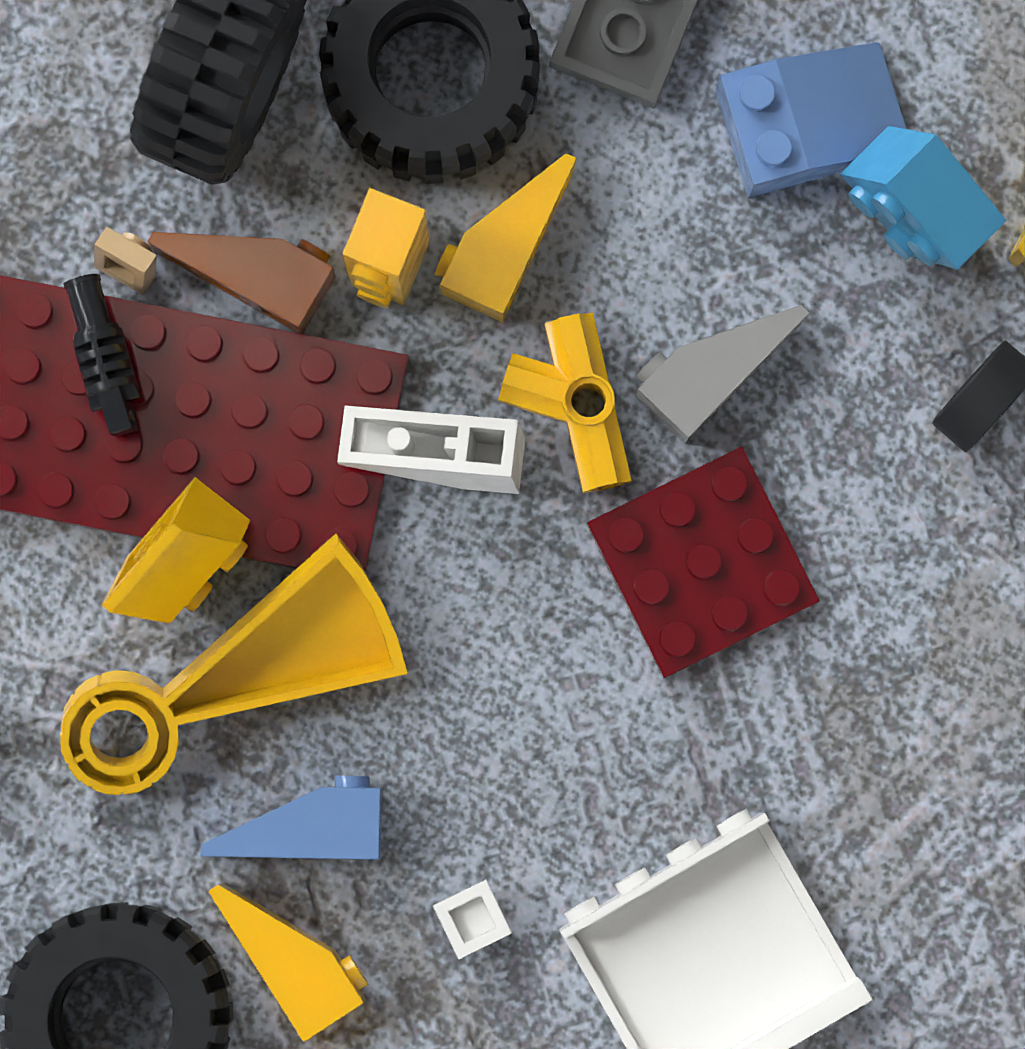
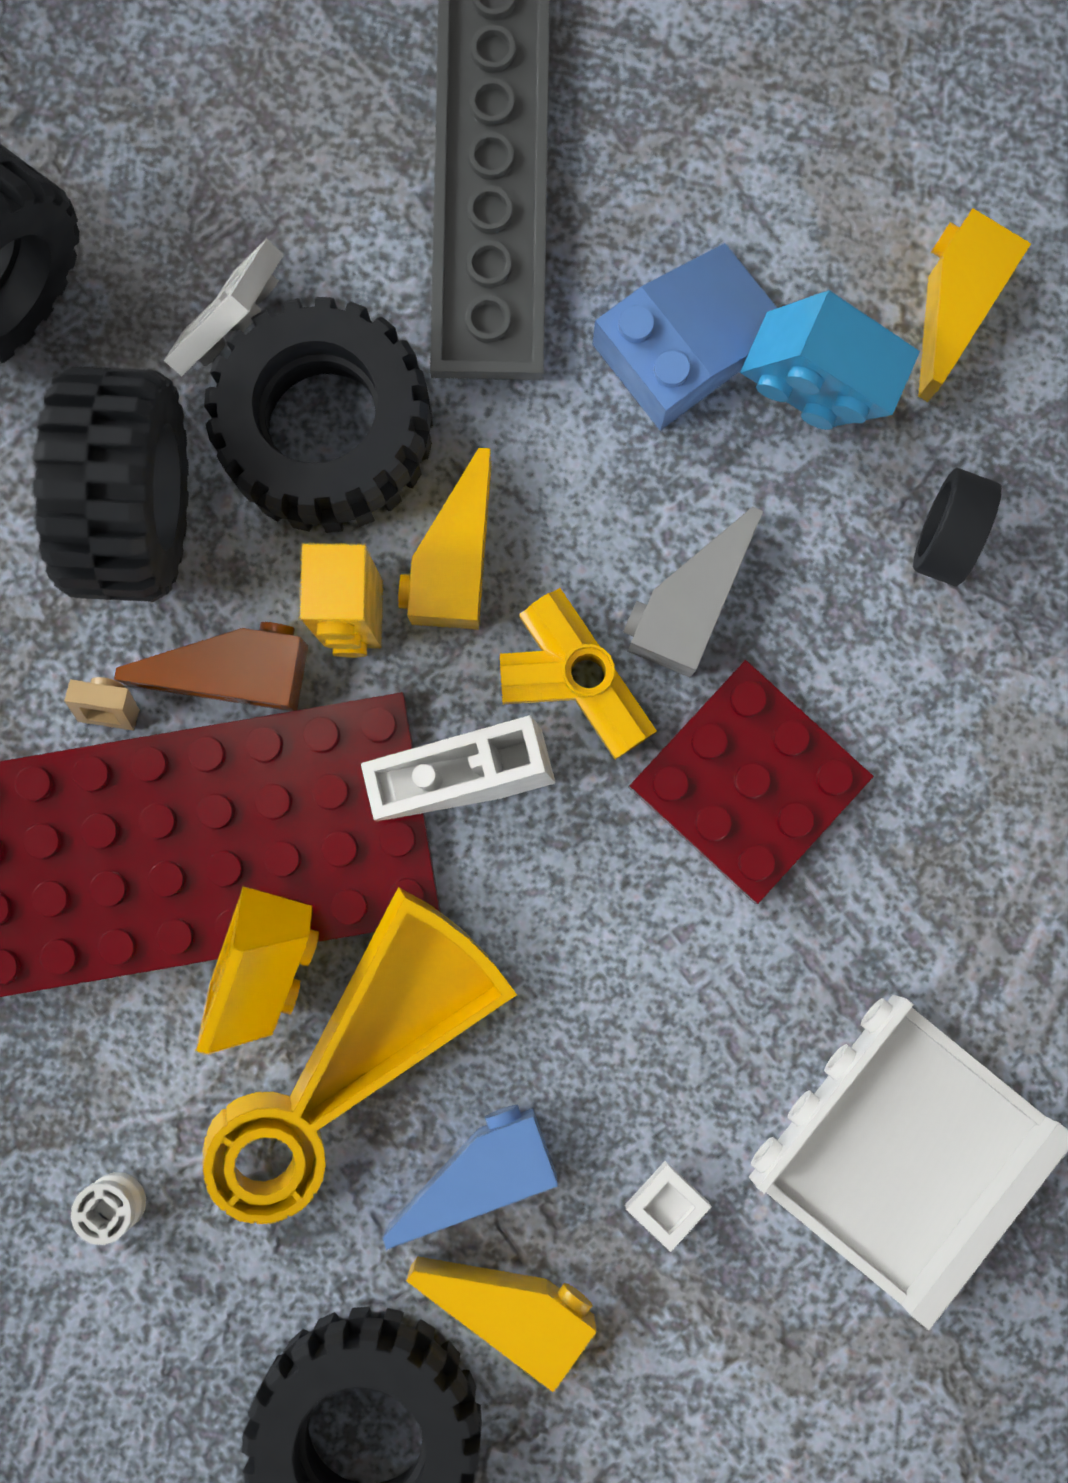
camera: 20 degrees left, 0 degrees up
(103, 356) = (112, 804): black hinge -> none

